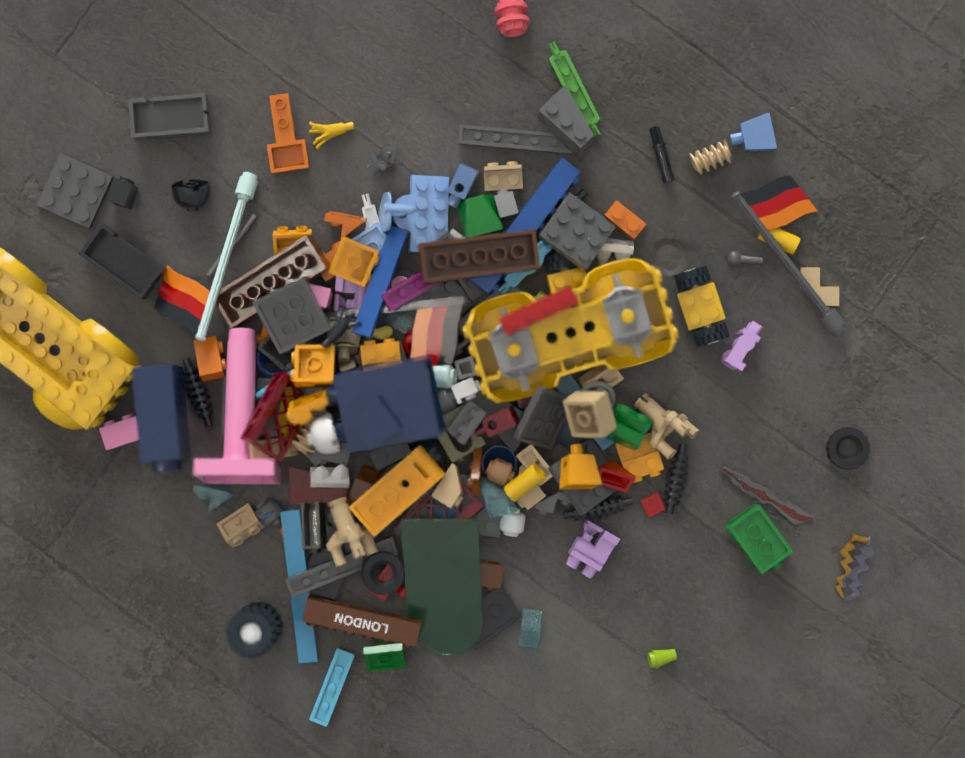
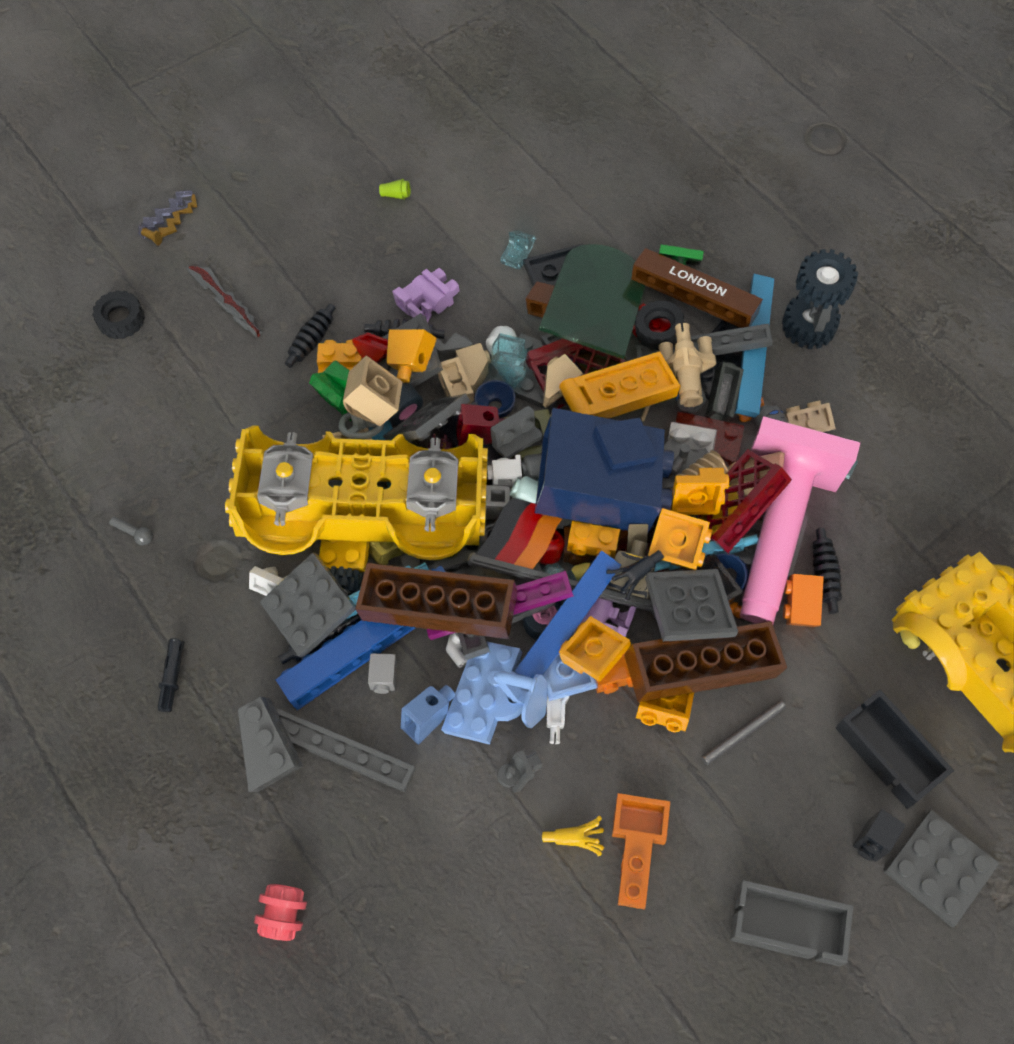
camera: 160 degrees left, 25 degrees down
(119, 433) = (929, 552): bright pink brick -> none
(161, 416) = (882, 541): dark blue brick -> none
(188, 300) = (821, 677): flag -> none
(191, 194) = (783, 810): black cylinder -> none
(323, 295) = (645, 626): bright pink brick -> none
(323, 435) = (689, 454): white cylinder -> none
(332, 687) = (743, 249): medium azure plate -> none
(348, 222) = (584, 709): orange slope -> none
(364, 481) = (660, 413): reddish brown slope -> none
(476, 472) = (527, 381): dark orange plate -> none
(479, 216) = (420, 663): green piece -> none
(500, 471) = (497, 384): medium nougat head -> none
(503, 177) = (374, 709): tan bracket -> none
(524, 482) = (473, 360): yellow pin -> none
(538, 310) = (386, 506): red plate -> none
(569, 77) = (241, 802): bright green plate -> none
(625, 220) = (248, 610): orange brick -> none
(652, 505) = (346, 321): red tile -> none
(663, 424) = (295, 381): tan wheel -> none
(701, 306) = (202, 488): plate -> none
(710, 157) = (113, 651): tan piece -> none
(741, 345) = (176, 433): lavender hips -> none
(755, 135) = (47, 662): medium blue torso -> none
(759, 539) = (249, 254): green torso -> none
(775, 207) = (72, 567): flag -> none
(785, 239) = (81, 538): yellow pin -> none
(828, 295) = (72, 481): tan tile -> none

